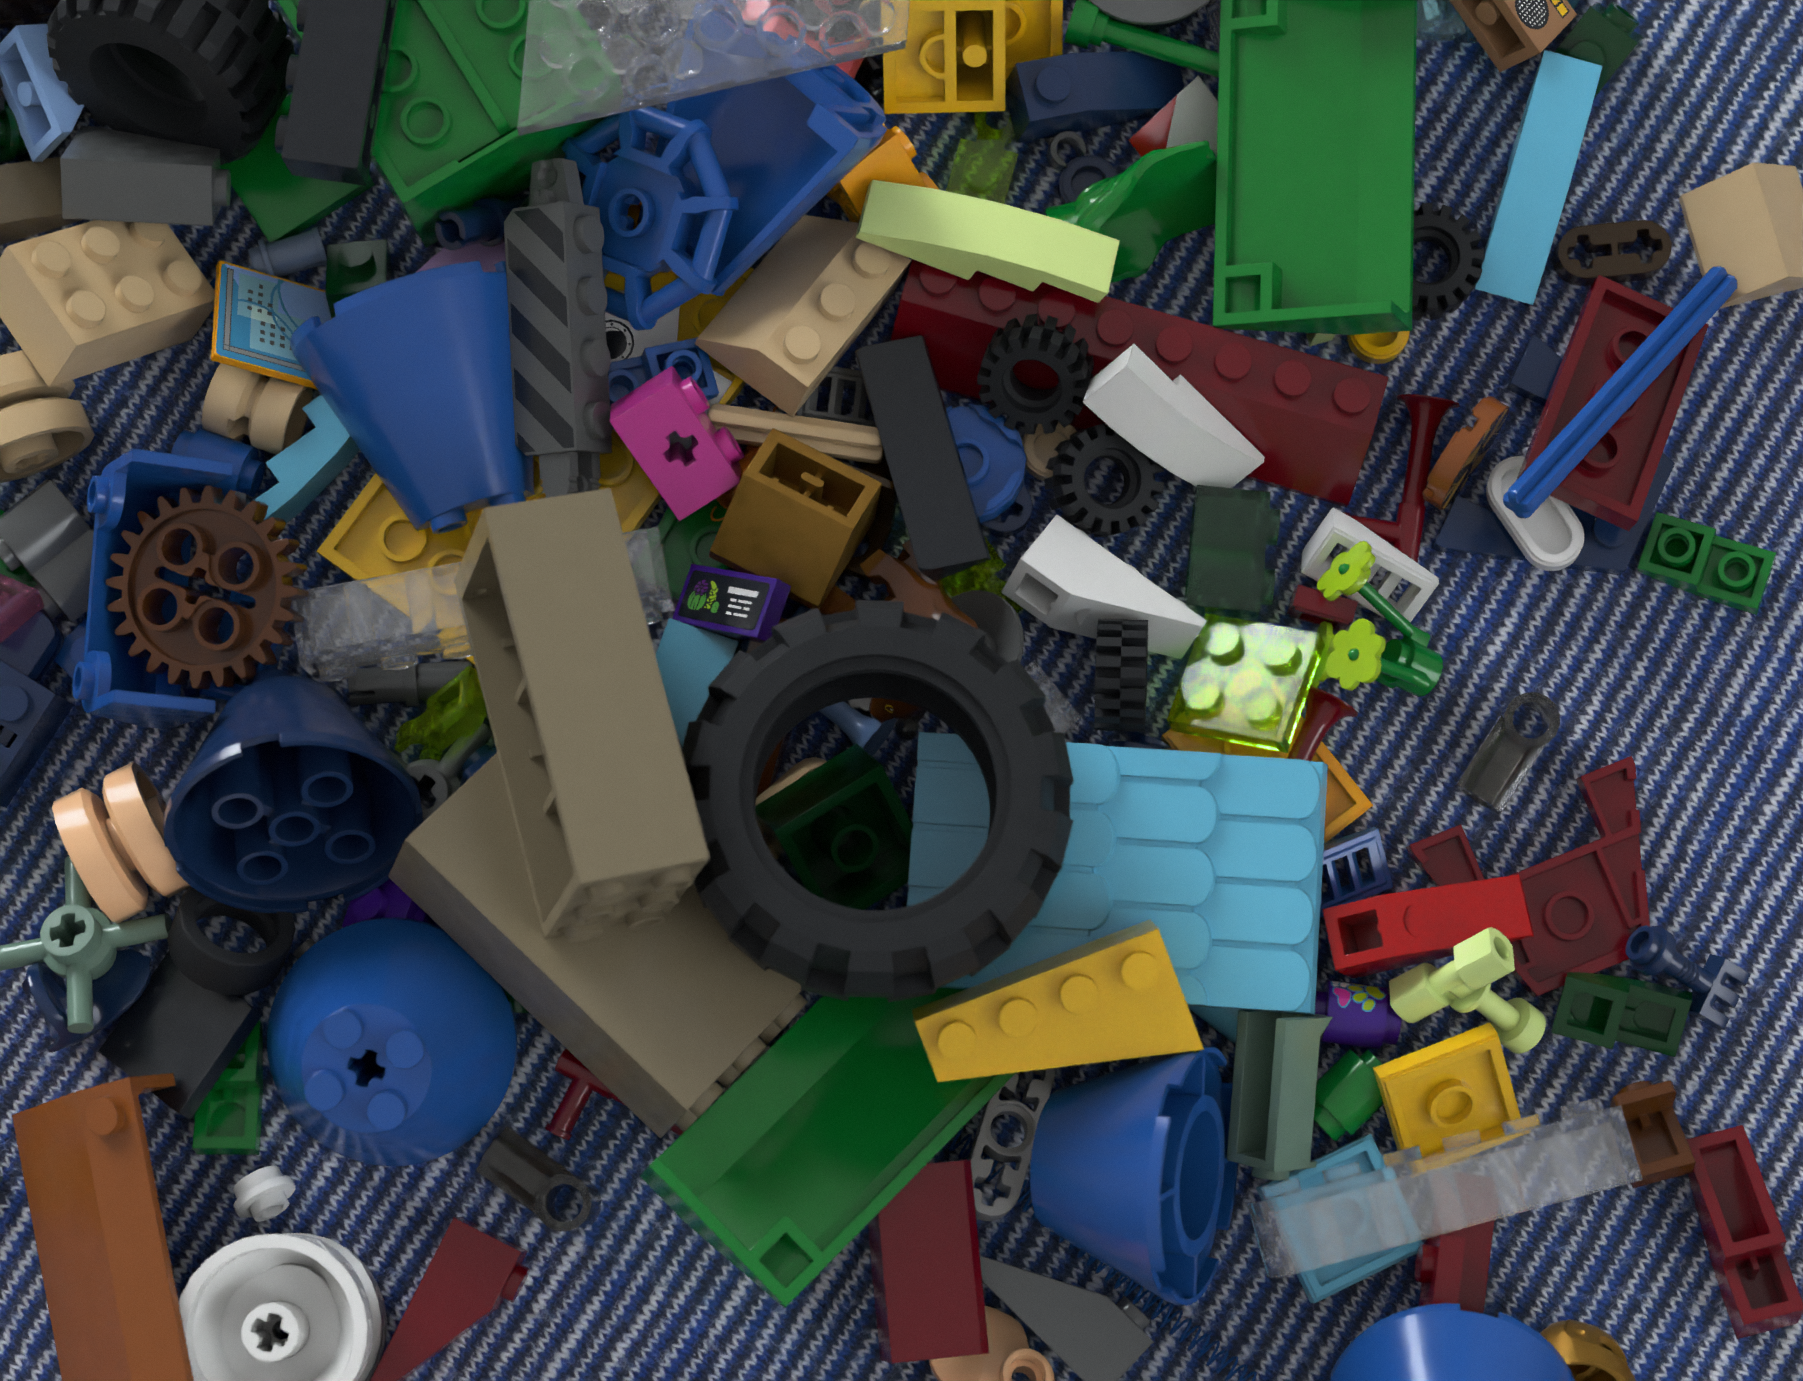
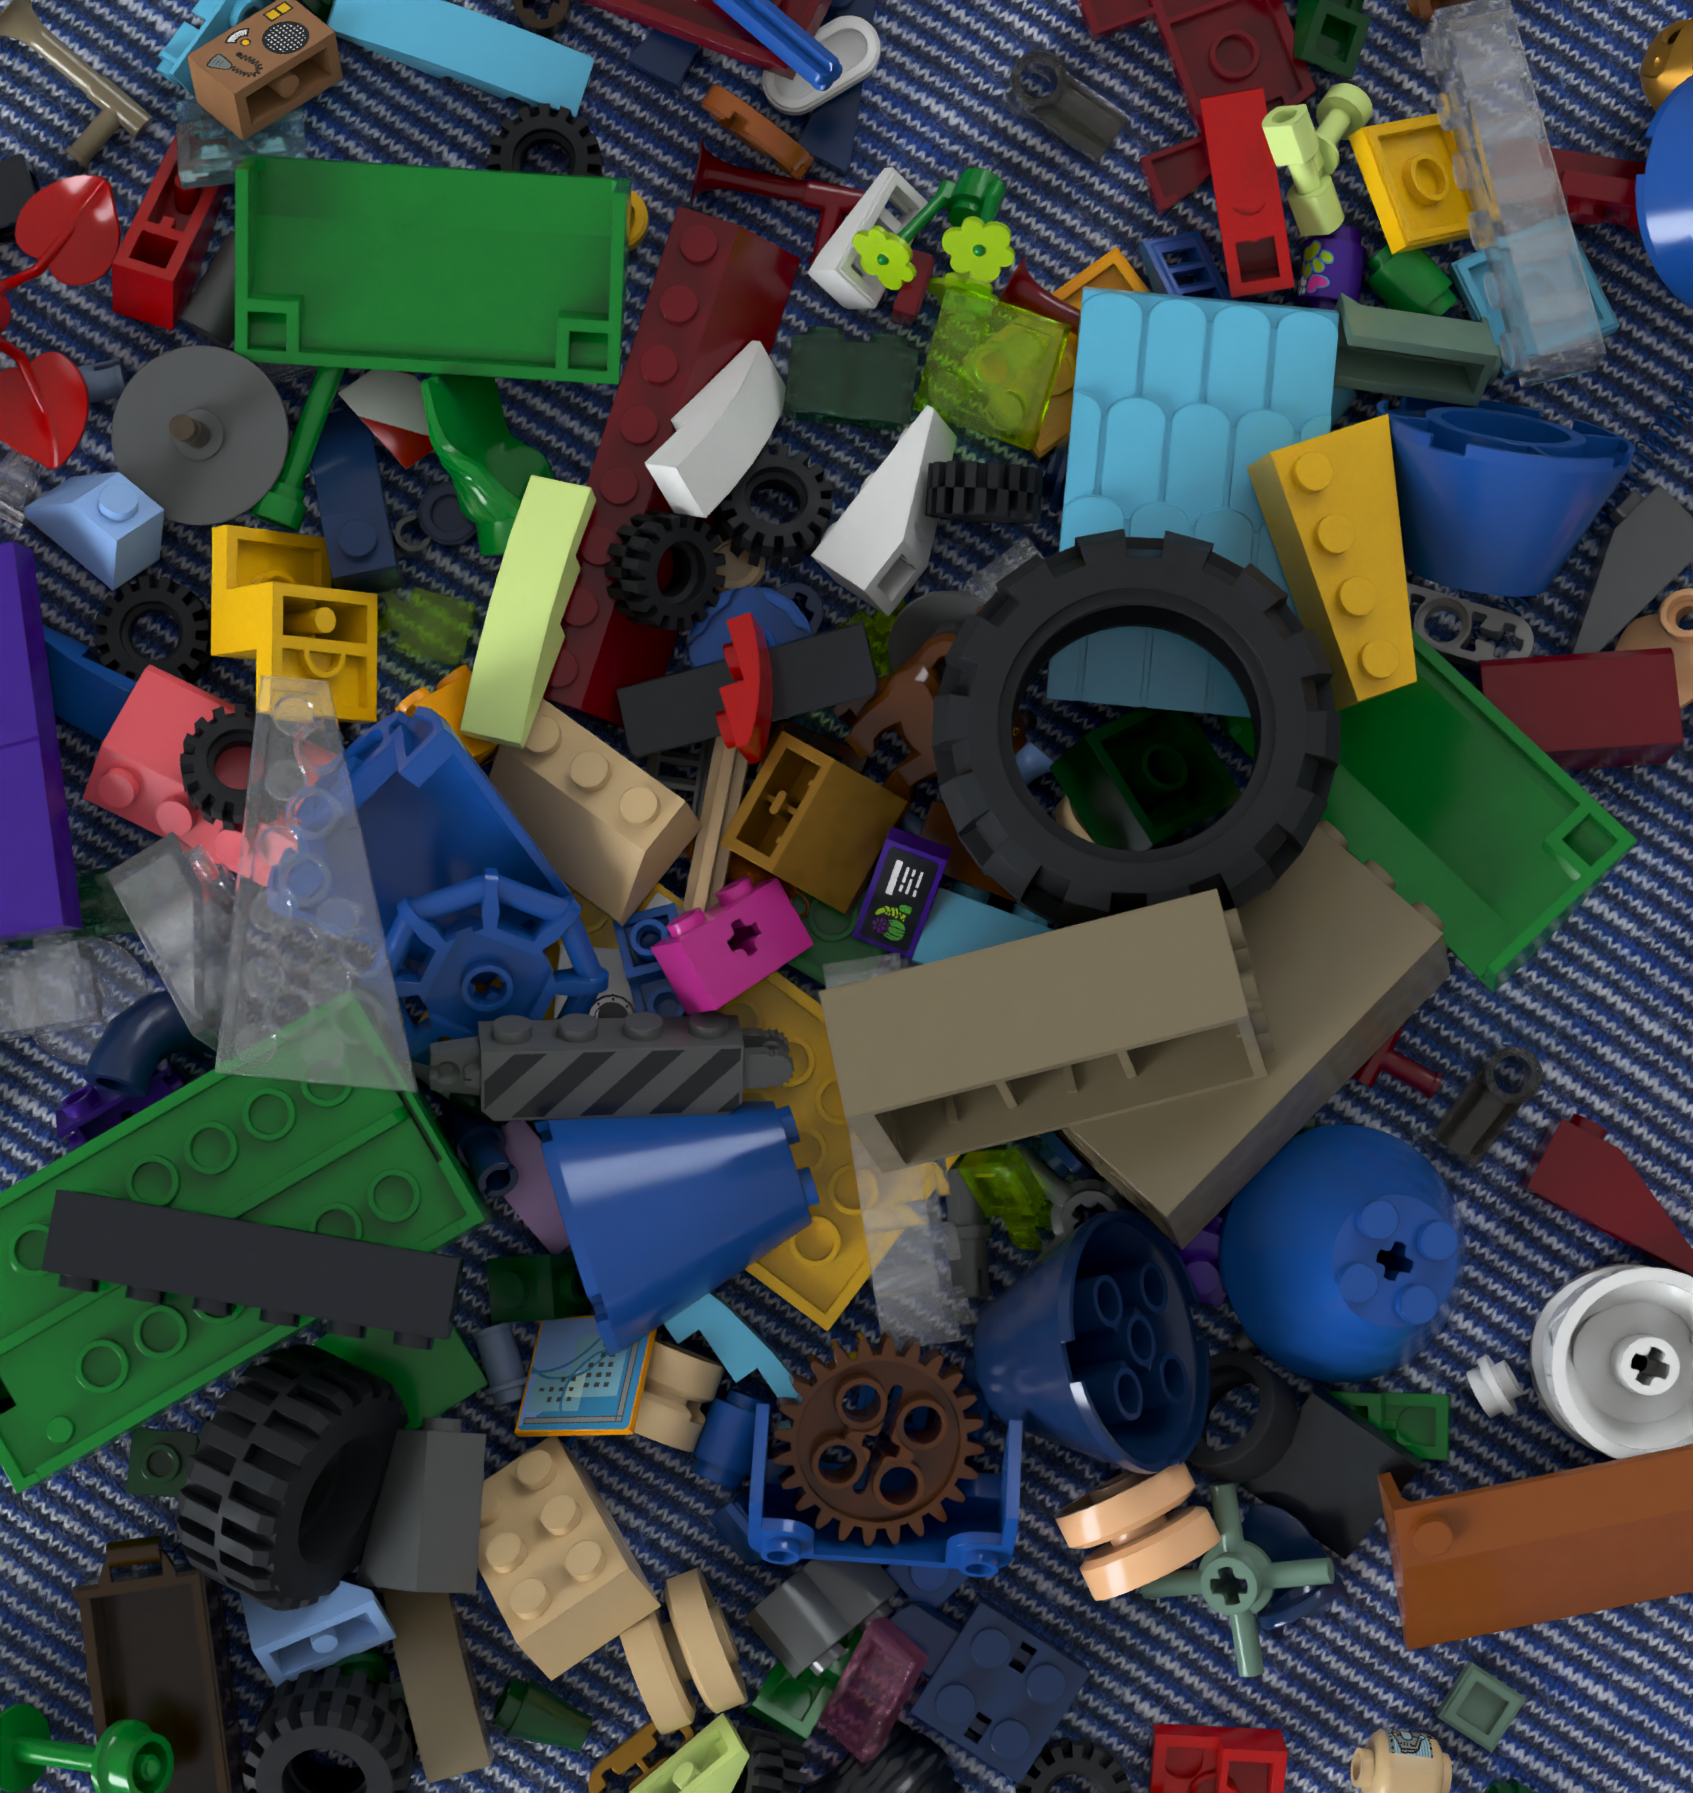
camera: 90 degrees left, 5 degrees up
(903, 449) = (748, 702): none -> red slope

